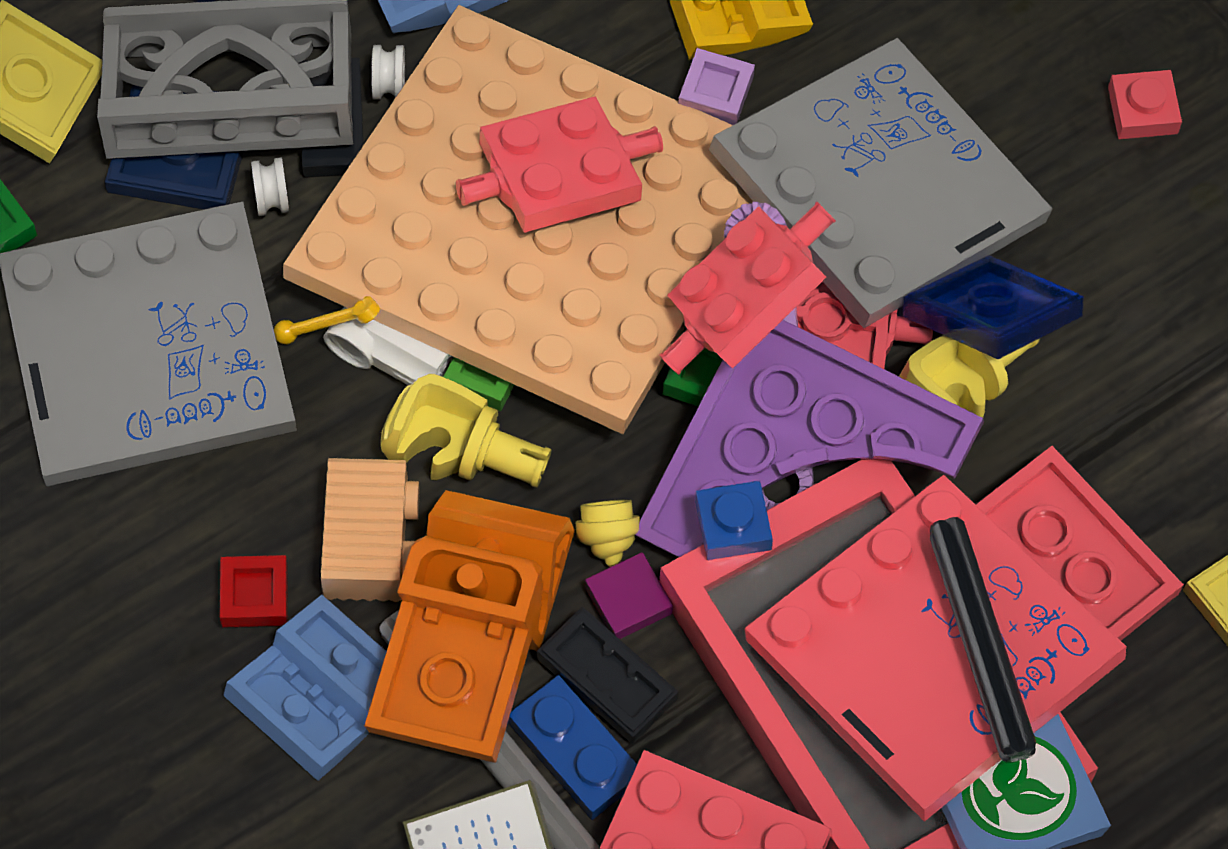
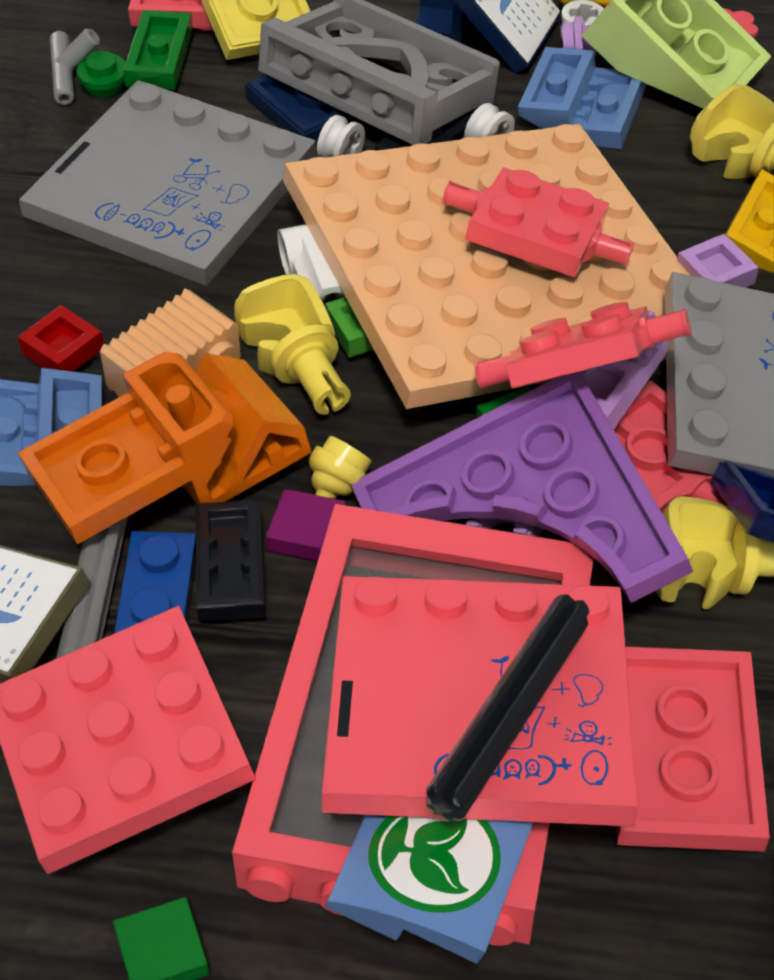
camera: 45 degrees right, 15 degrees down
(363, 311) = (262, 225): yellow hinge -> none
(733, 520) = (419, 507): blue plate -> none

